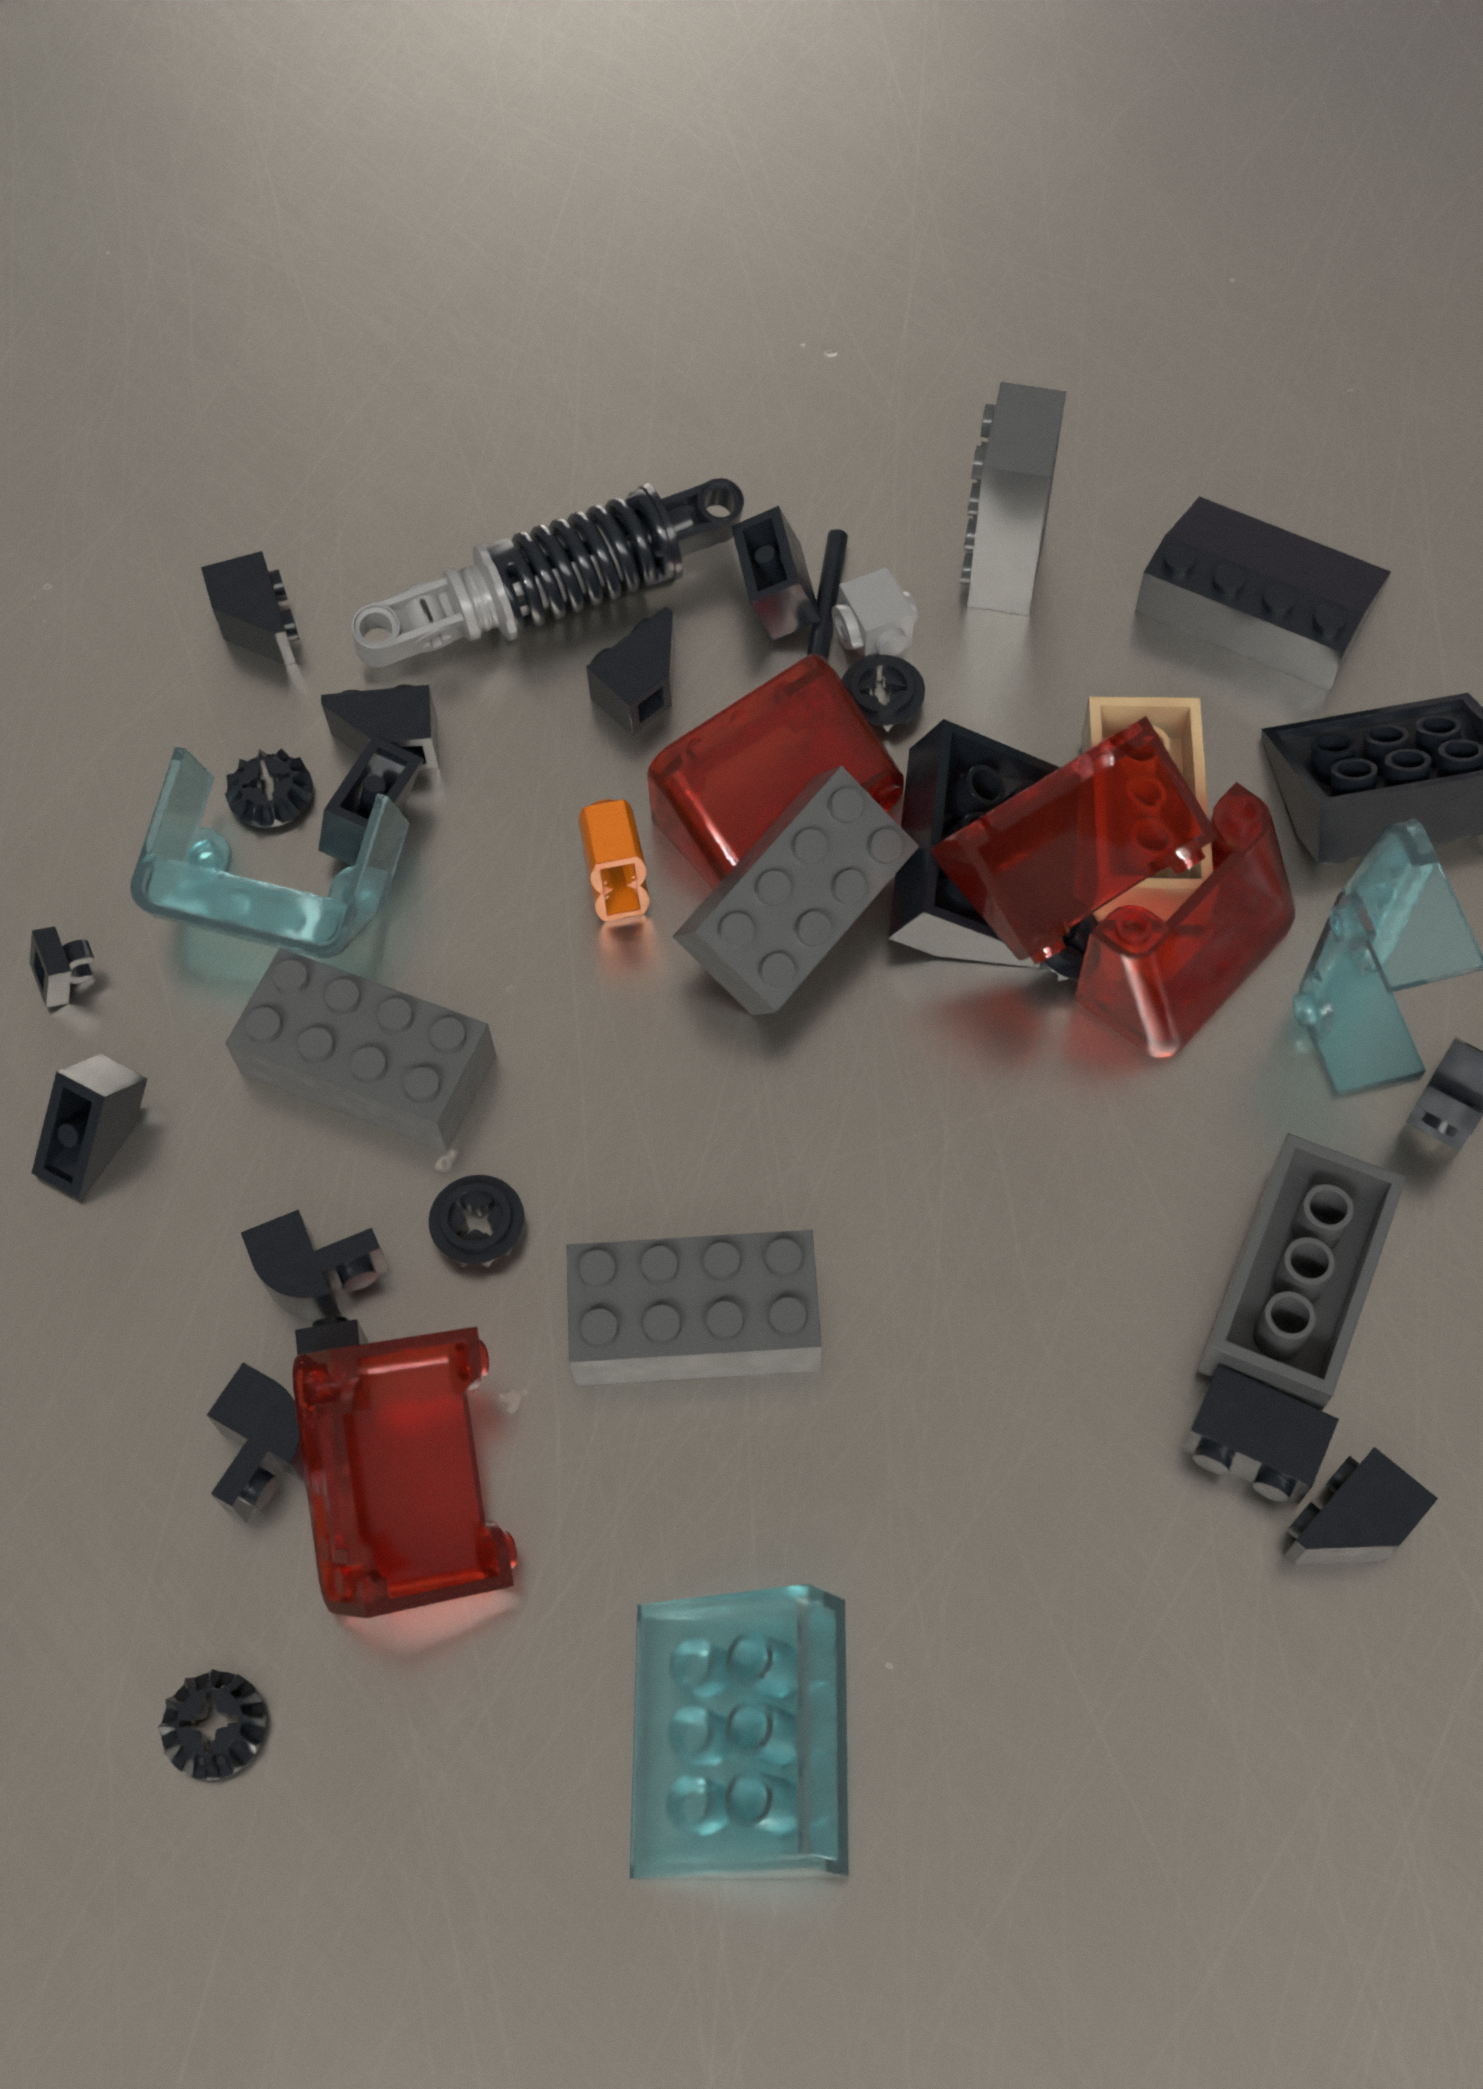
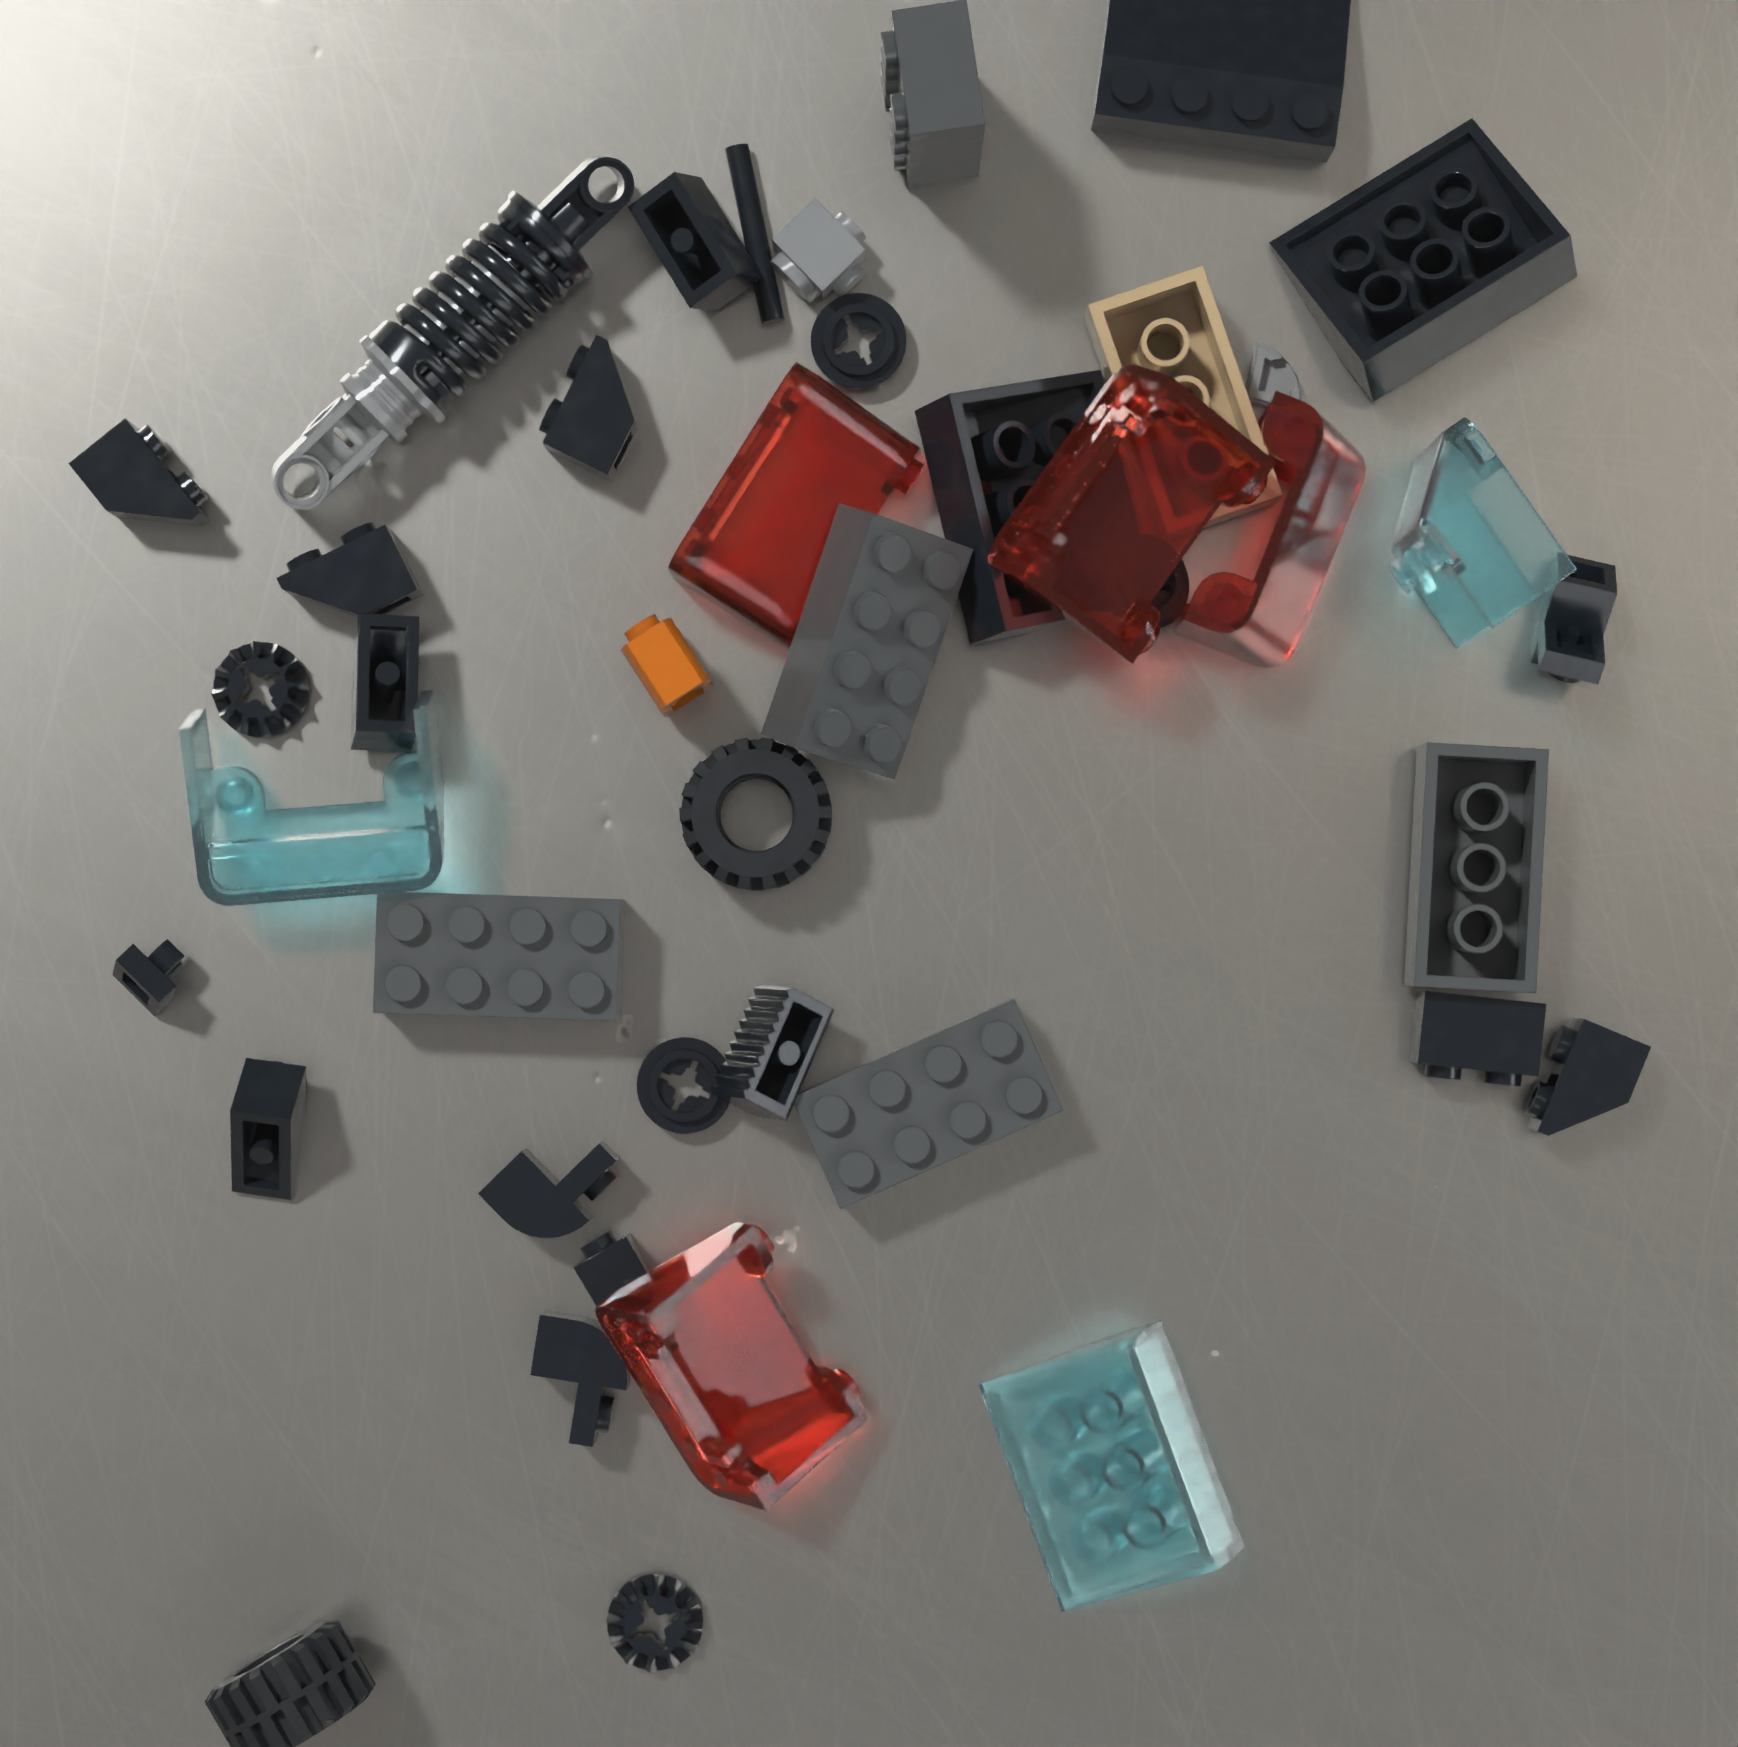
camera: 20 degrees left, 25 degrees up
(567, 1204) = (772, 1051): none -> black brick
(638, 967) = (747, 761): none -> black tyre

